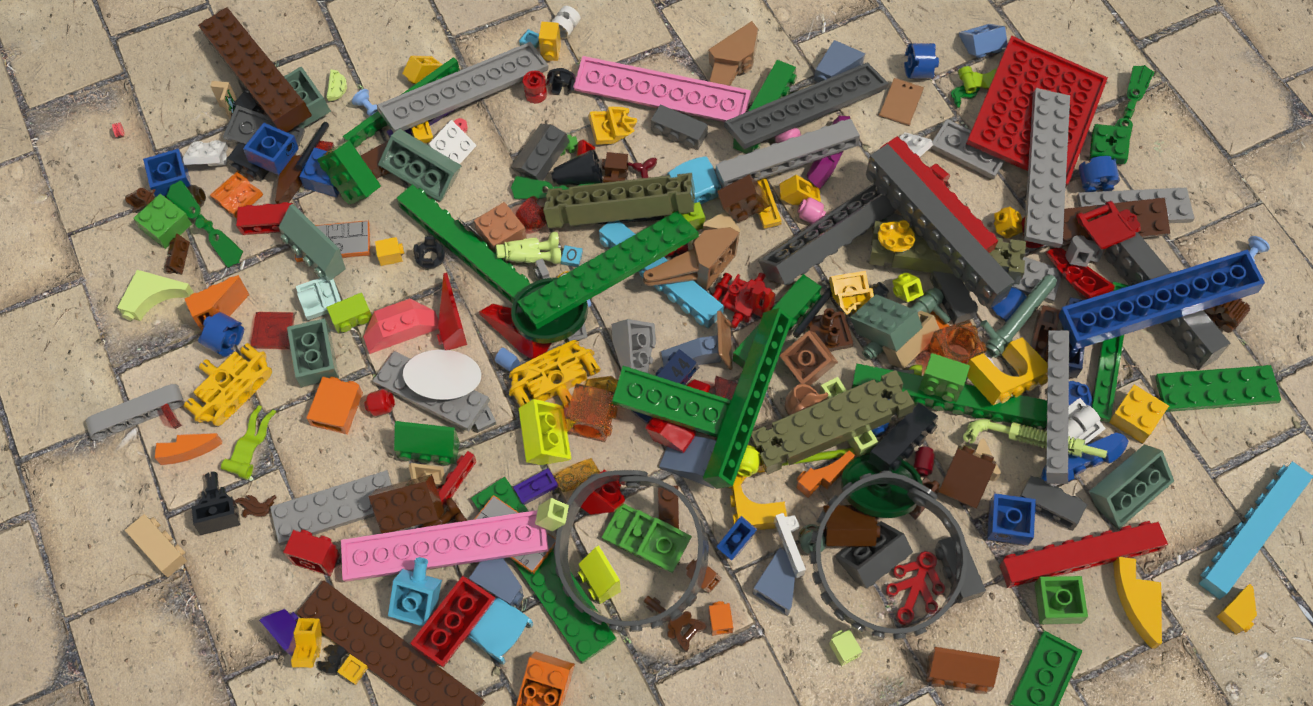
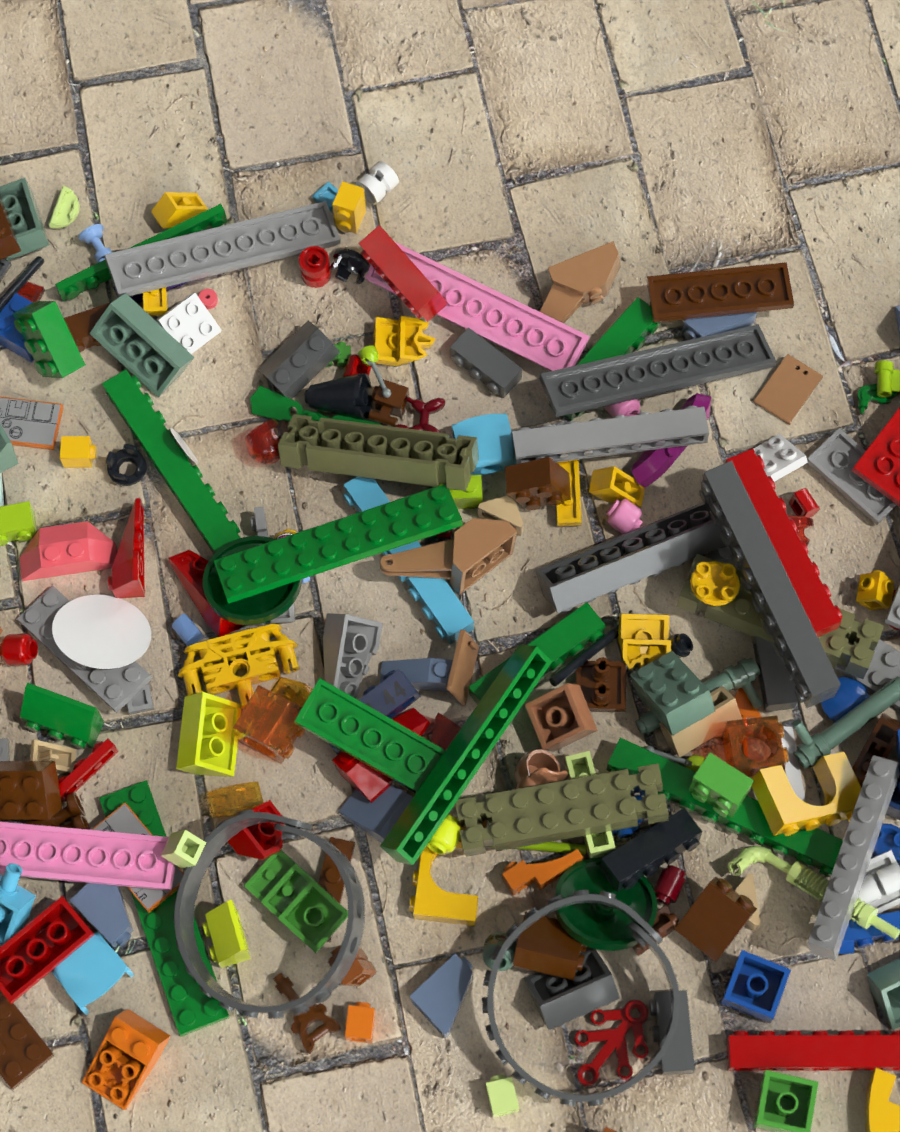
camera: 15 degrees right, 5 degrees up
(499, 226) = (222, 453): nougat brick -> none
(529, 250) = (248, 491): yellowish green piece -> none
(535, 486) = (180, 802): dark purple plate -> none
(571, 256) = (303, 508): medium azure tile -> none
(593, 138) = (369, 357): none -> hinge
(603, 75) = (402, 273): none -> red brick
(737, 538) = (404, 930): blue slope -> none
(744, 297) = (504, 615): red piece -> none
(785, 526) = (468, 929): white hinge -> none
(835, 43) = (720, 292): none -> reddish brown plate
(907, 287) = (716, 649): neon yellow brick -> none
(921, 60) = (827, 339): blue brick -> none
(1054, 502) = (817, 977): dark grey brick -> none

